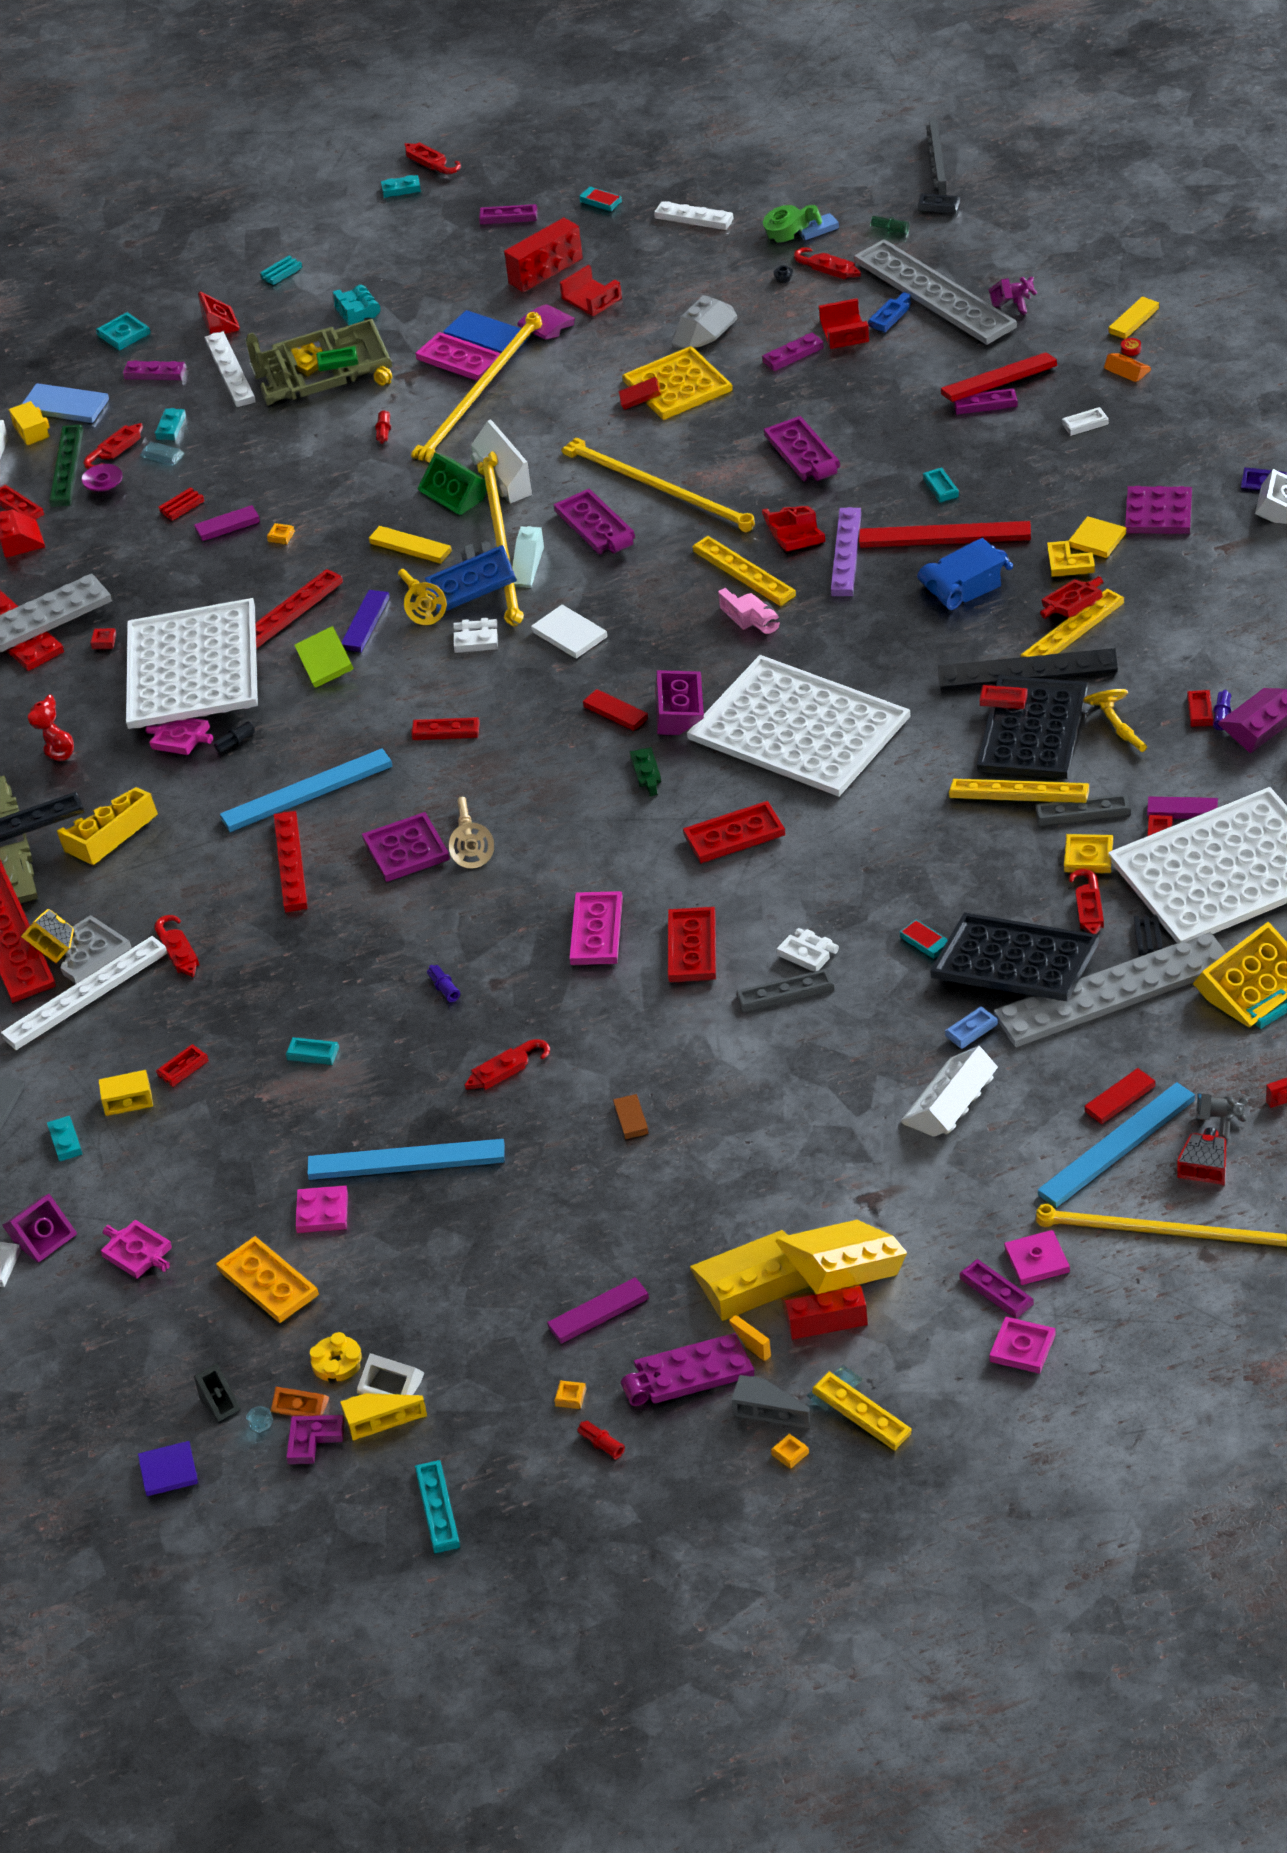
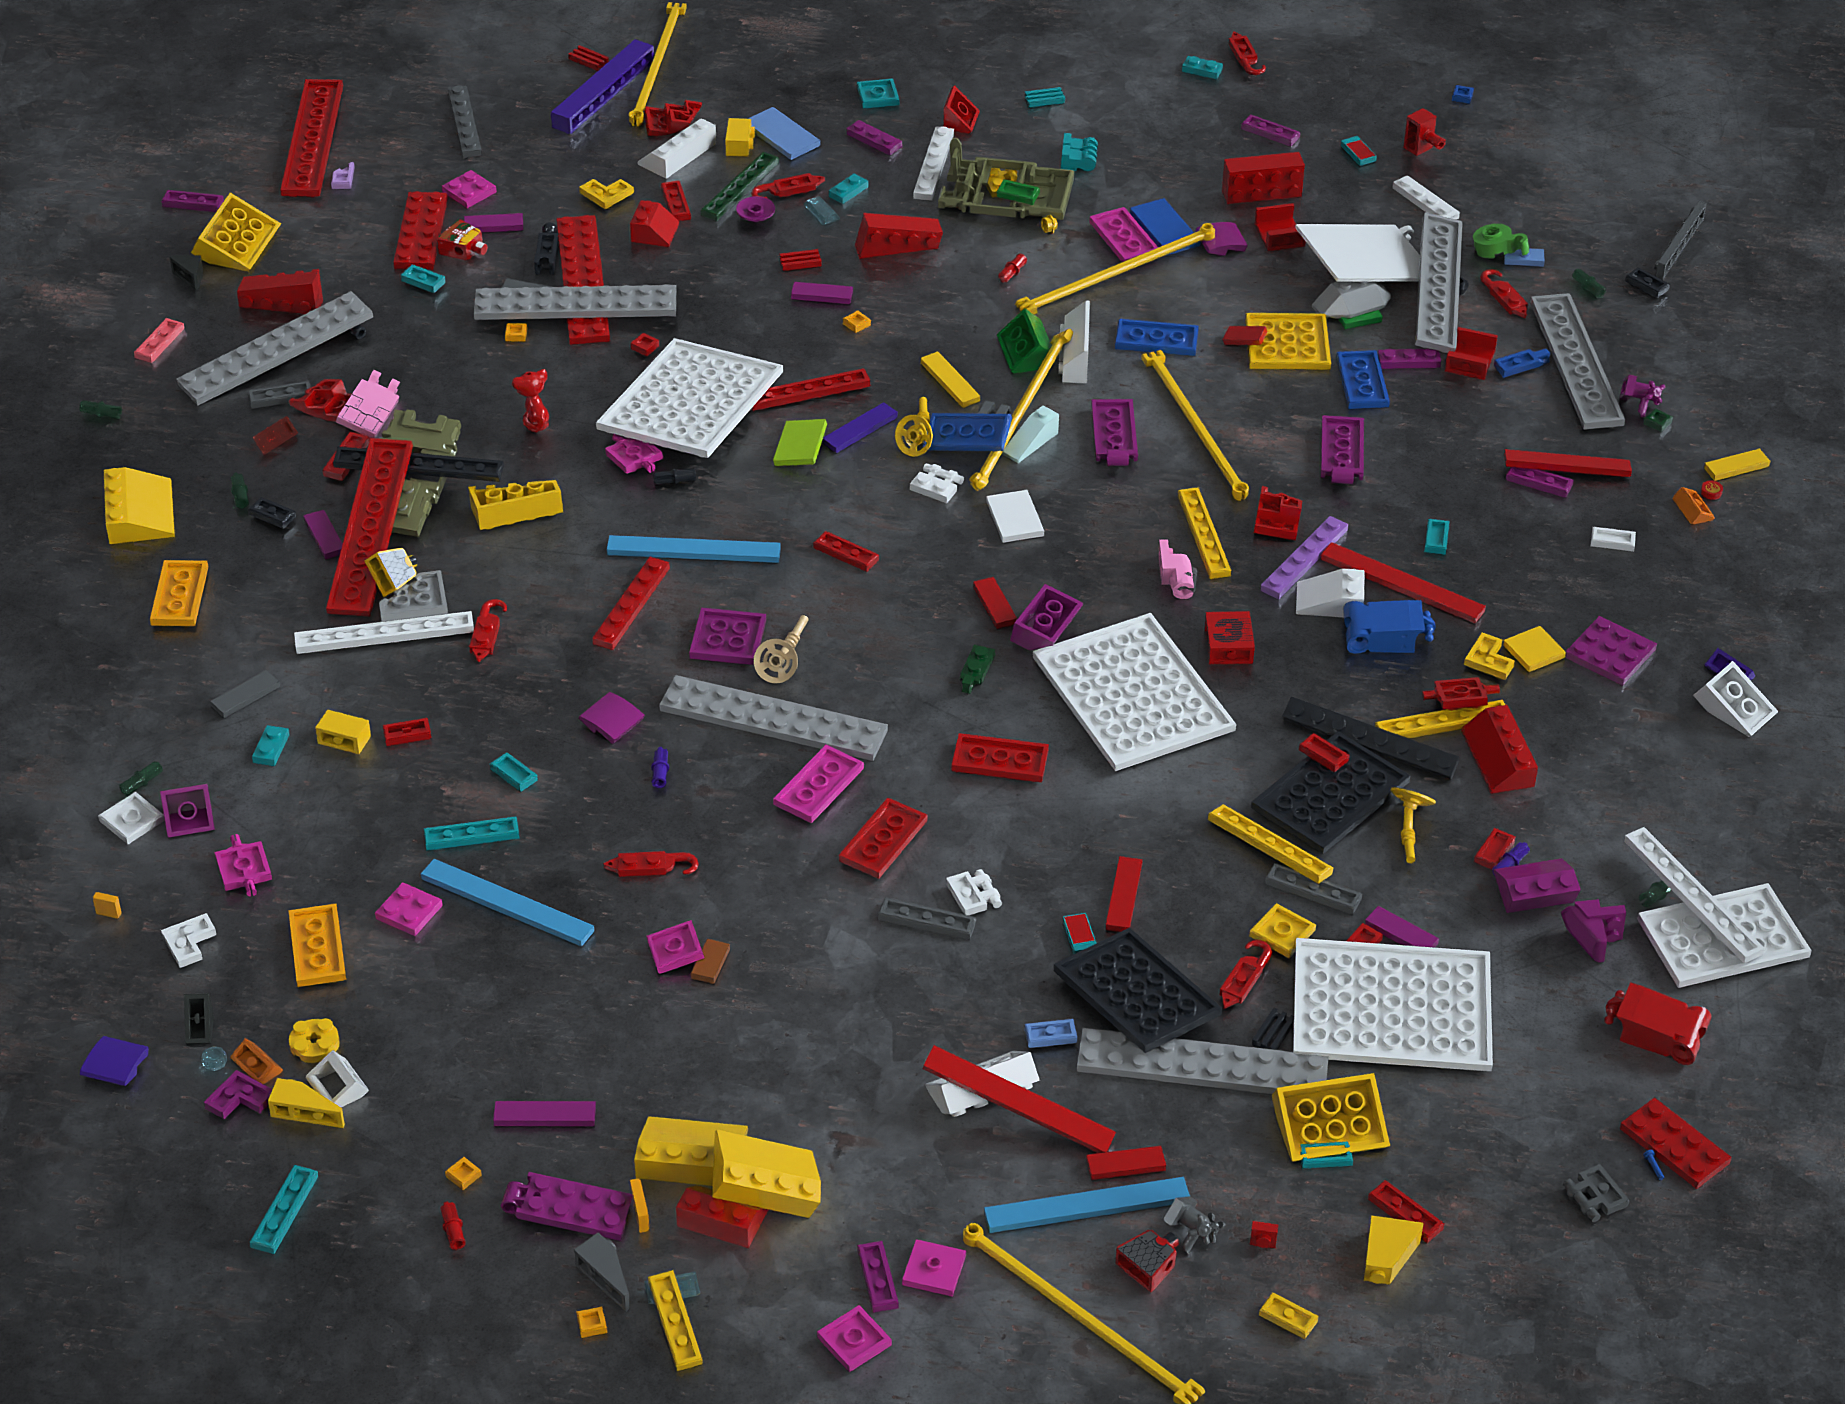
camera: 25 degrees right, 0 degrees up
(38, 1344) = (107, 905): none -> light orange tile
(138, 1337) = (183, 938): none -> white plate
(254, 443) = (896, 234): none -> red wedge
(320, 1119) = (471, 833): none -> teal tile
(361, 962) = (611, 717): none -> magenta slope
(504, 894) = (773, 717): none -> light grey plate
(561, 429) = (1155, 336): none -> blue tile
(591, 1120) = (675, 947): none -> dark pink plate
(648, 160) = (1421, 133): none -> red brick
(649, 114) = (1462, 94): none -> blue tile
(690, 277) = (1363, 251): none -> white flag
(726, 337) = (1361, 320): none -> green tile
(768, 386) = (1362, 379): none -> blue tile
(771, 277) = (1438, 283): none -> light grey plate
(845, 642) = (1230, 637): none -> red panel
(895, 569) = (1329, 592): none -> white slope
(933, 890) = (1124, 894): none -> red tile
(999, 1088) = (1019, 1100): none -> red tile
(1040, 310) = (1658, 420): none -> dark green tile
(1141, 627) = (1500, 750): none -> red slope

